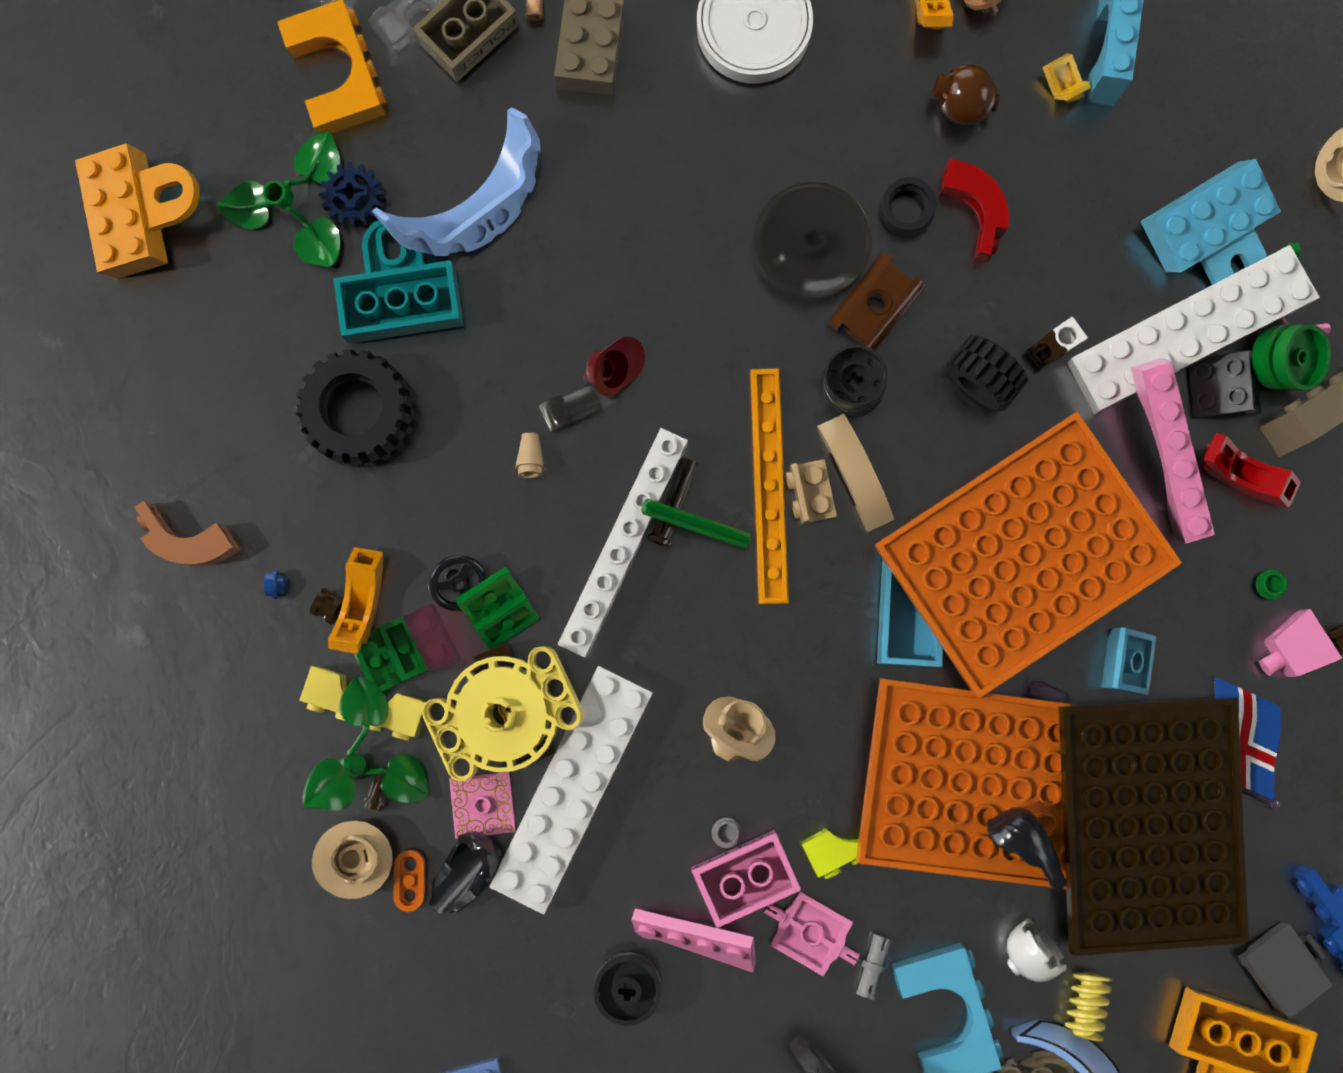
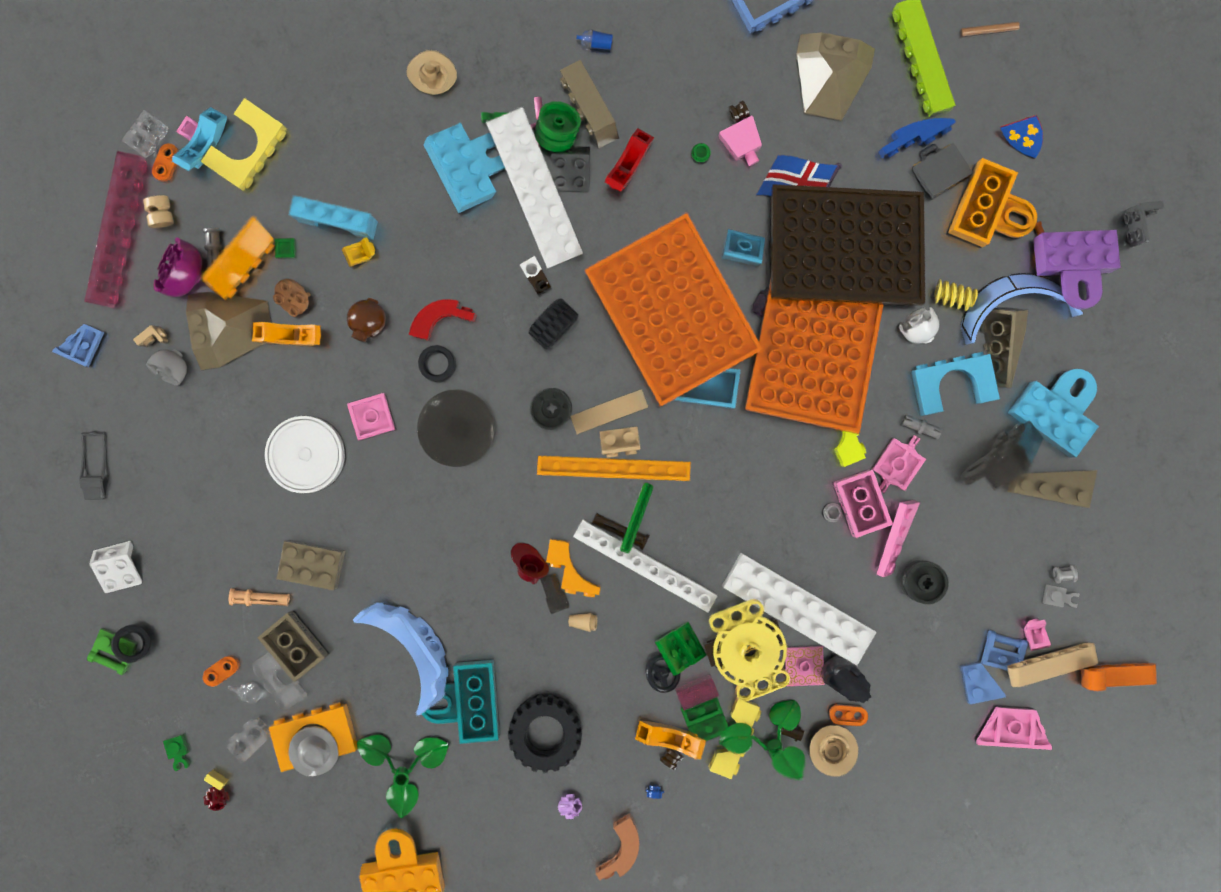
camera: 90 degrees left, 5 degrees up
(245, 455) = (570, 806): none -> lavender gear
(310, 64) = (313, 751): none -> light grey hat
(339, 194) = (392, 728): dark blue gear -> none
(631, 412) = (572, 581): none -> light orange arch
(738, 729) = (769, 500): tan hat -> none
(819, 116) = (371, 416): none -> bright pink plate
(880, 282) = (493, 376): reddish brown piece -> none
(1023, 834) = (849, 329): black hair -> none
(1184, 489) = (612, 209): bright pink arch -> none

